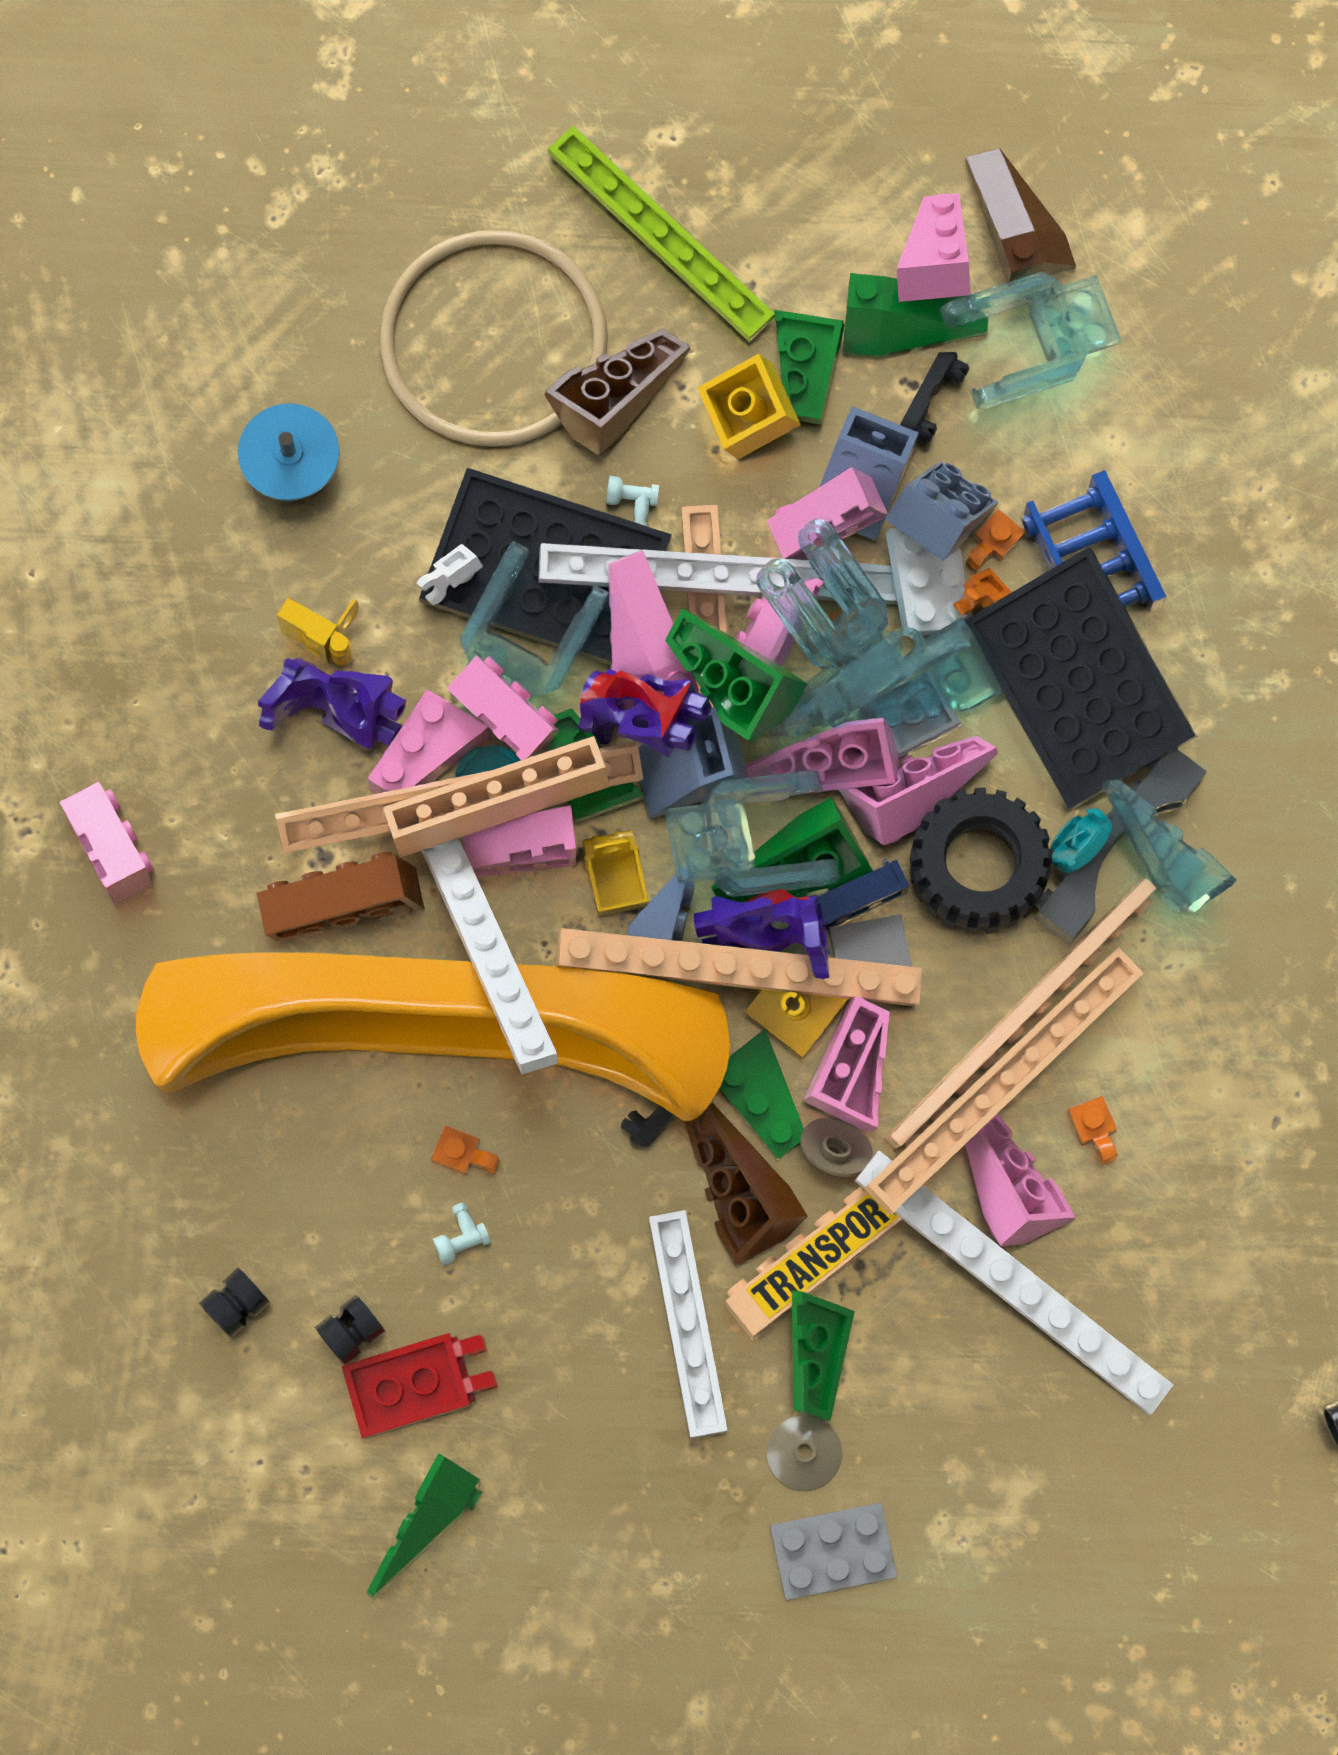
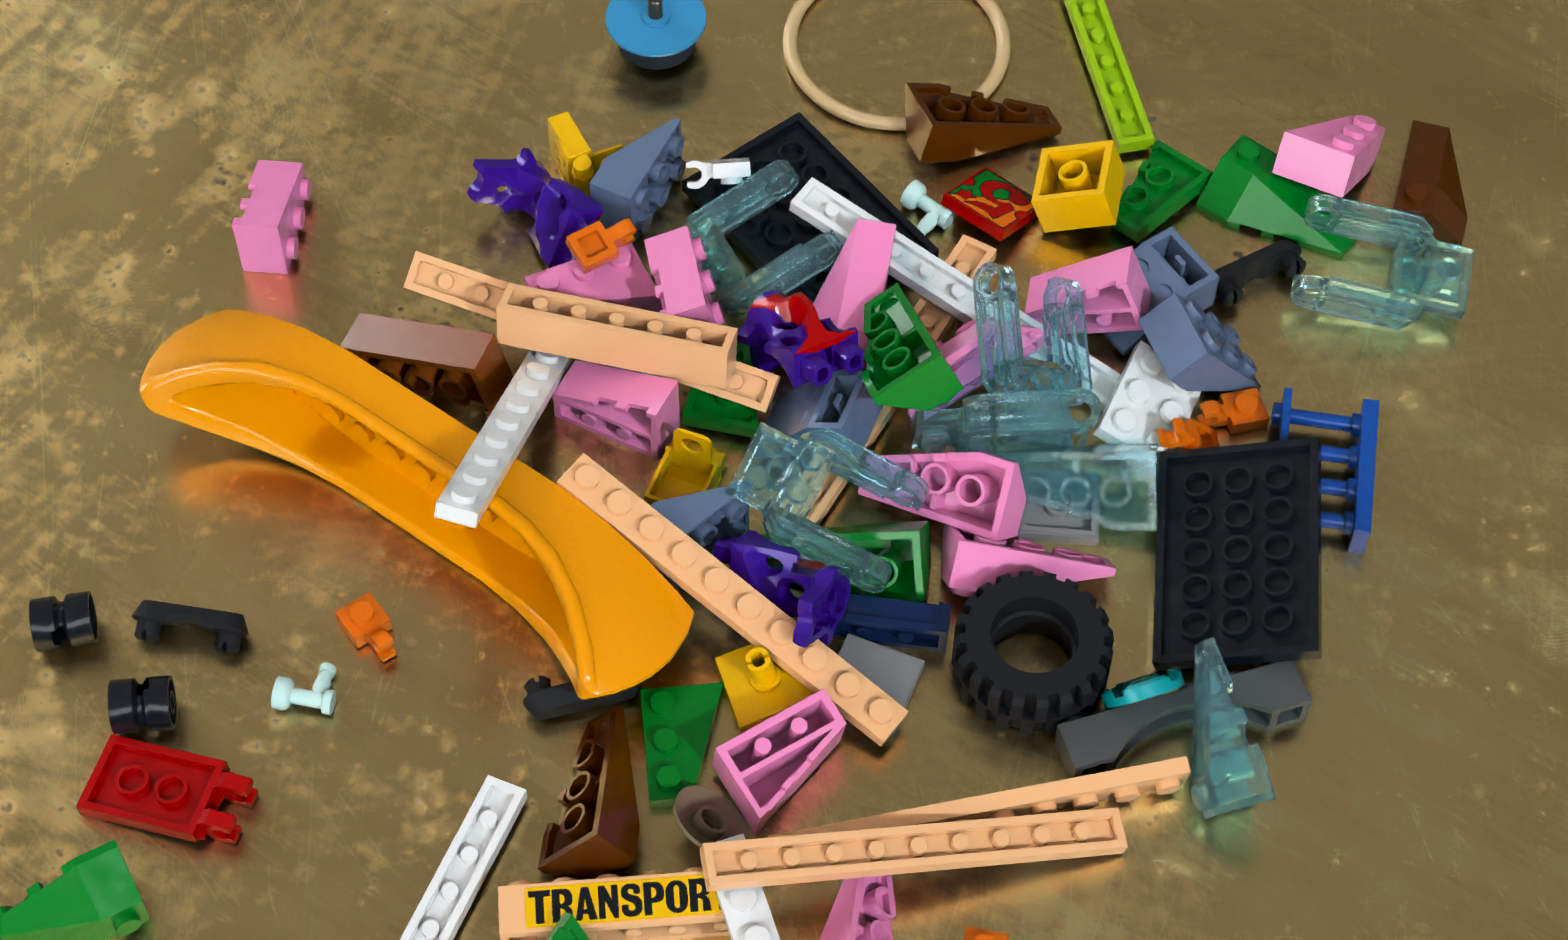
camera: 35 degrees right, 20 degrees down
(358, 1223) = (154, 614): none -> black piece
(388, 627) = (639, 177): none -> sand blue slope
(414, 718) = (597, 246): none -> orange plate
(684, 461) = (990, 204): none -> tile

